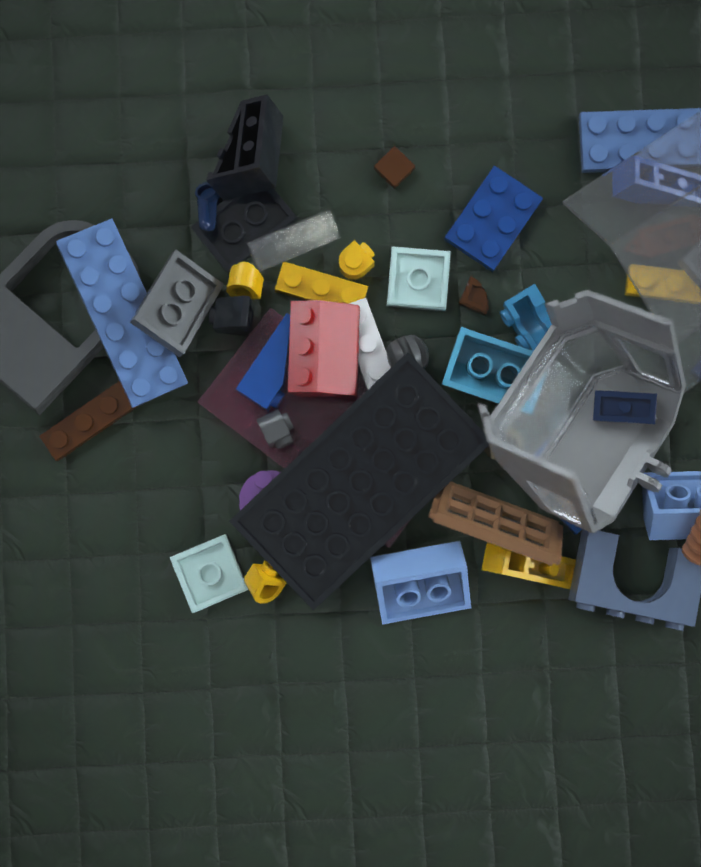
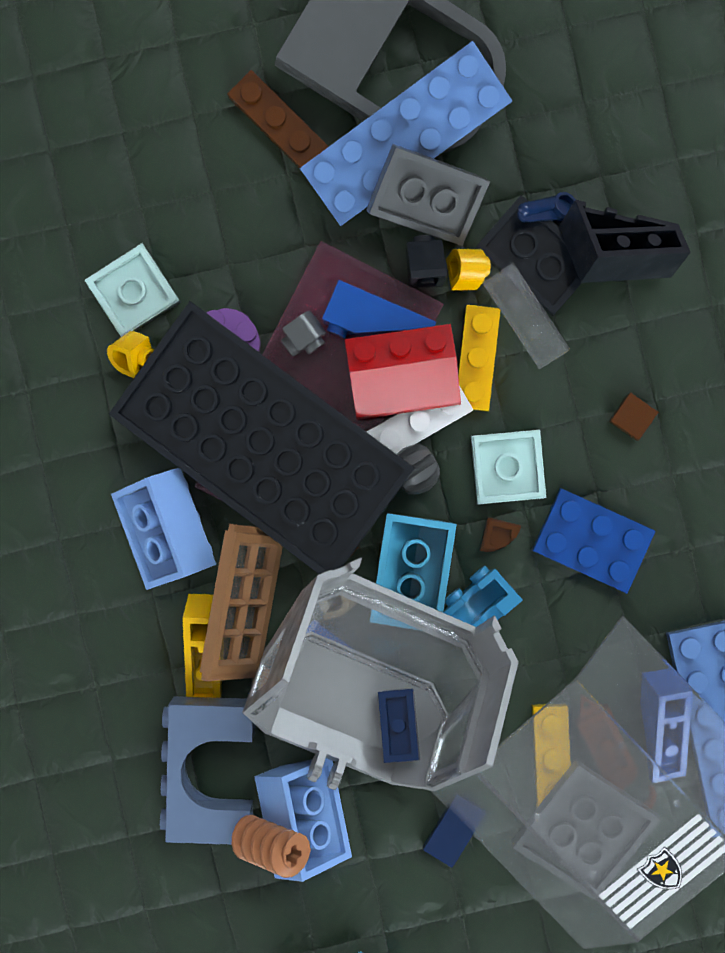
camera: 75 degrees right, 5 degrees up
(356, 260) = (516, 391): yellow plate -> none

